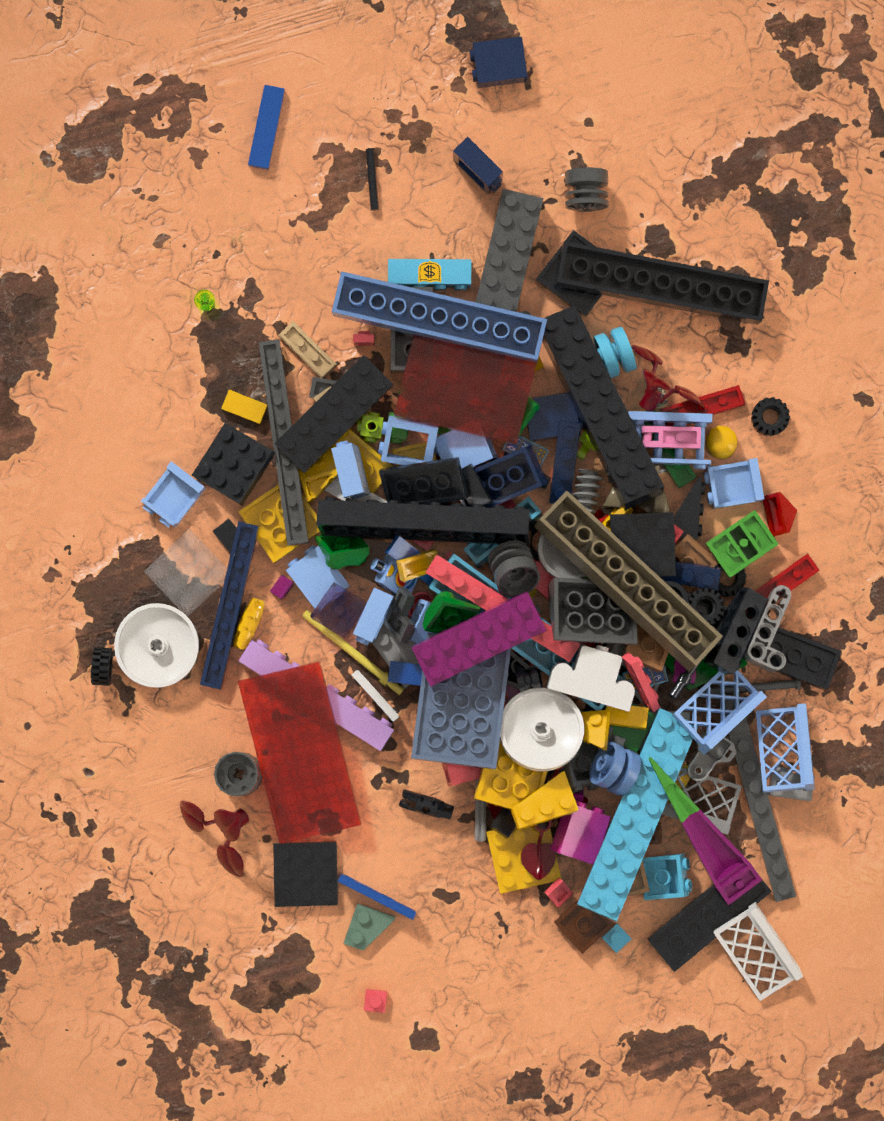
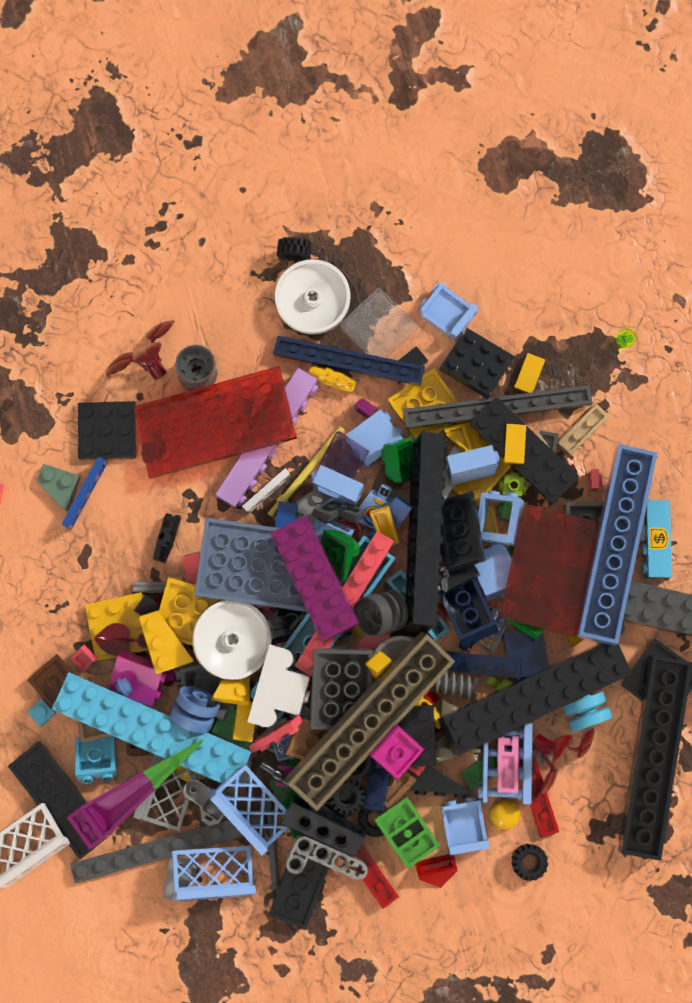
camera: 90 degrees right, 5 degrees down
(328, 423) = (515, 444): none -> yellow tile
(568, 571) = (378, 664): none -> yellow slope
(591, 846) = (123, 686): none -> medium blue plate
(660, 553) = (396, 751): none -> dark pink plate

